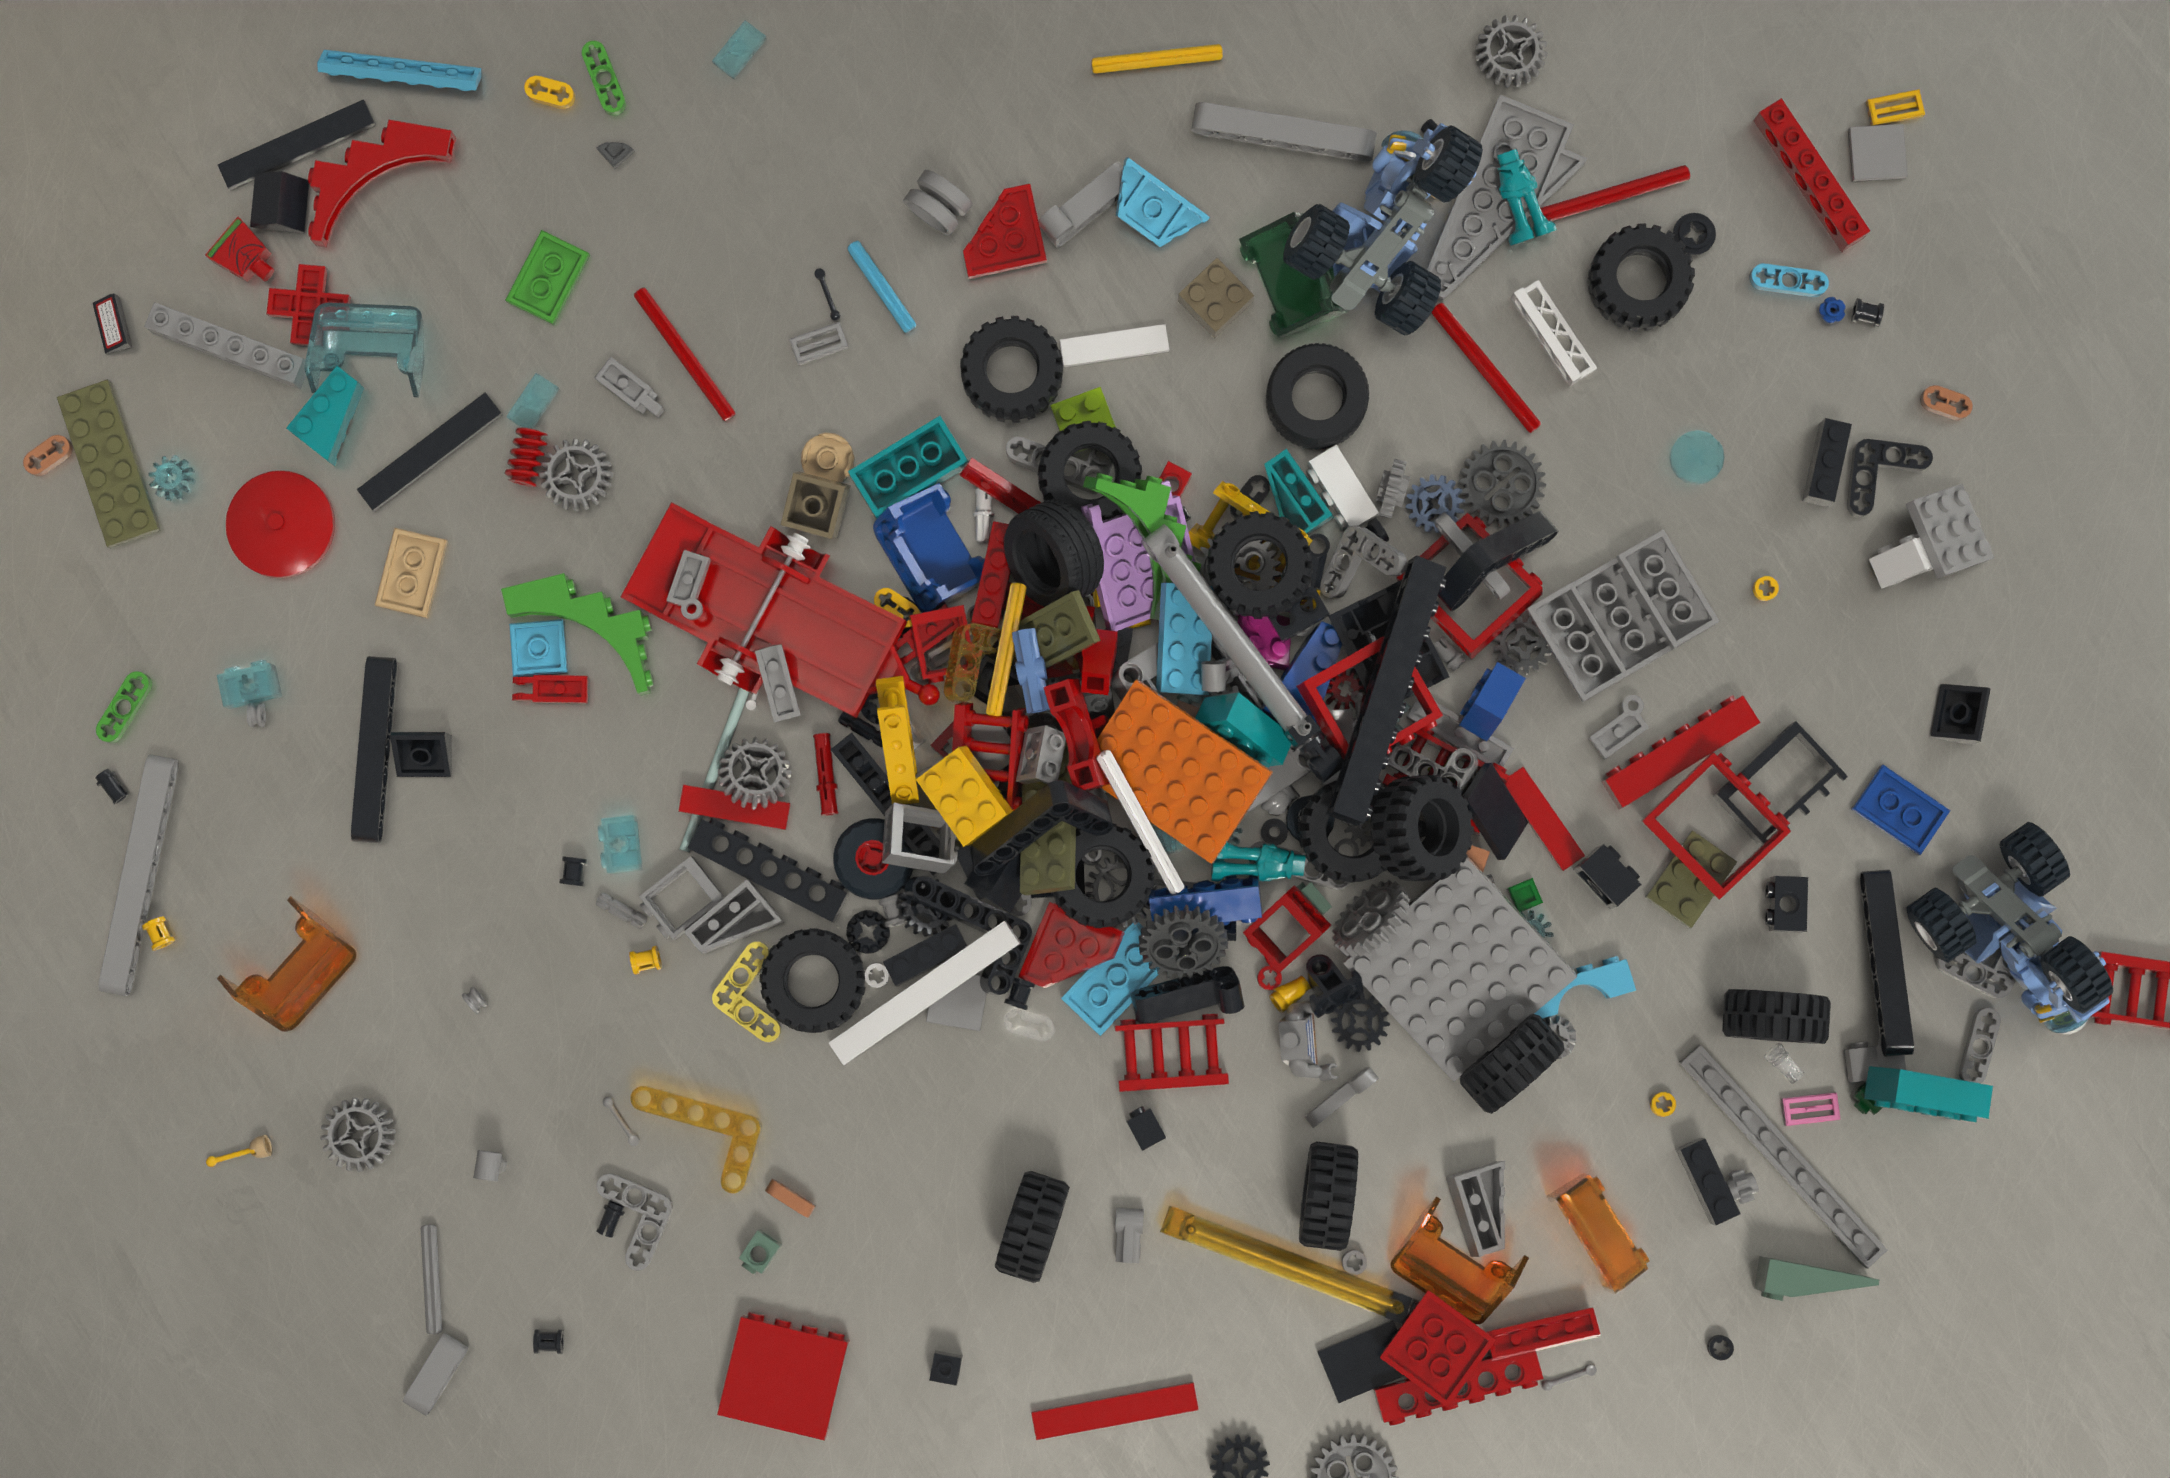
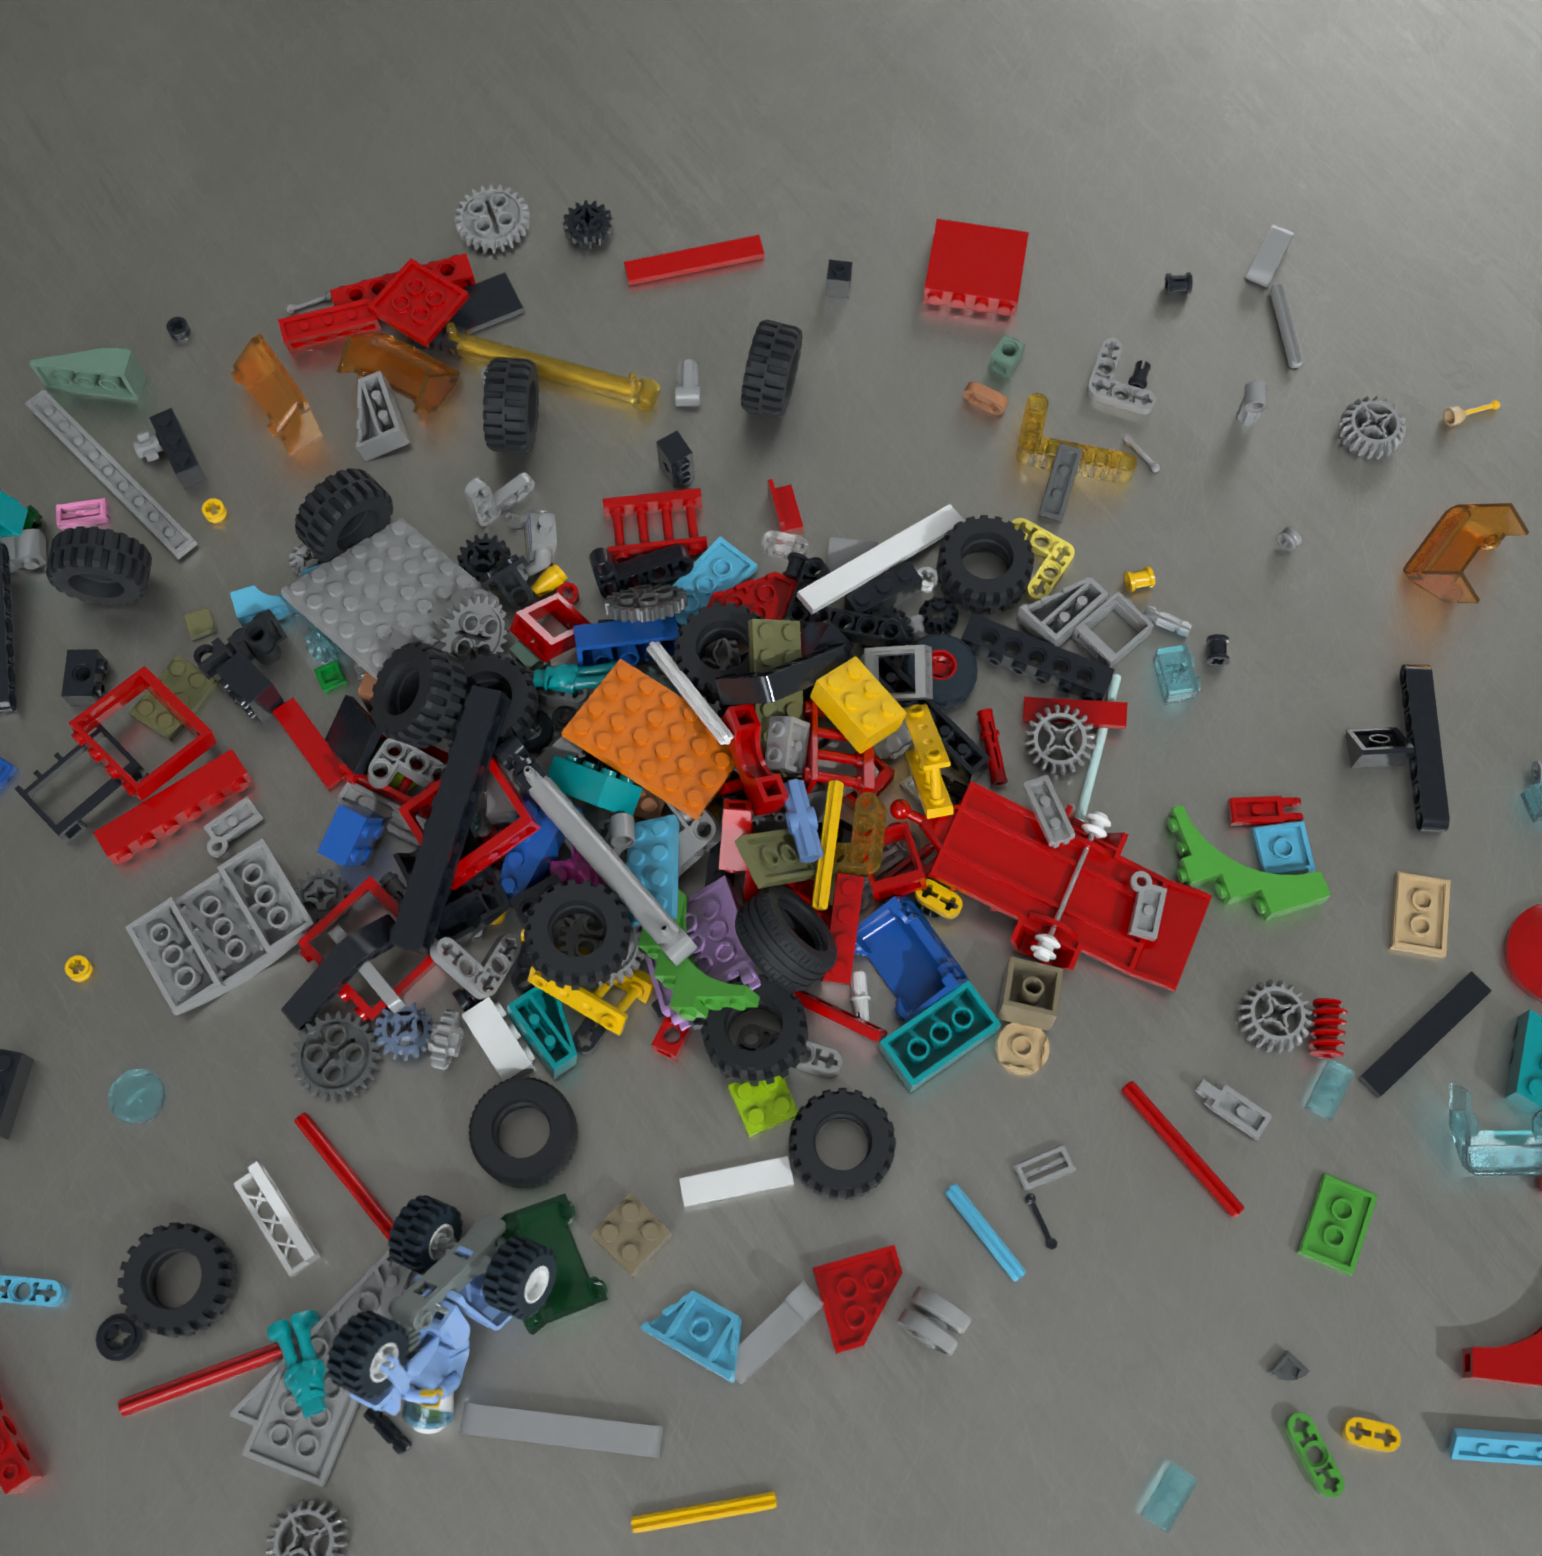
camera: 175 degrees right, 15 degrees down
(718, 1079) = (1060, 482): none -> dark grey tile
(1026, 1070) = (785, 508): none -> red panel
(1616, 926) = (255, 640): none -> black plate
(1669, 965) = (200, 623): none -> olive tile

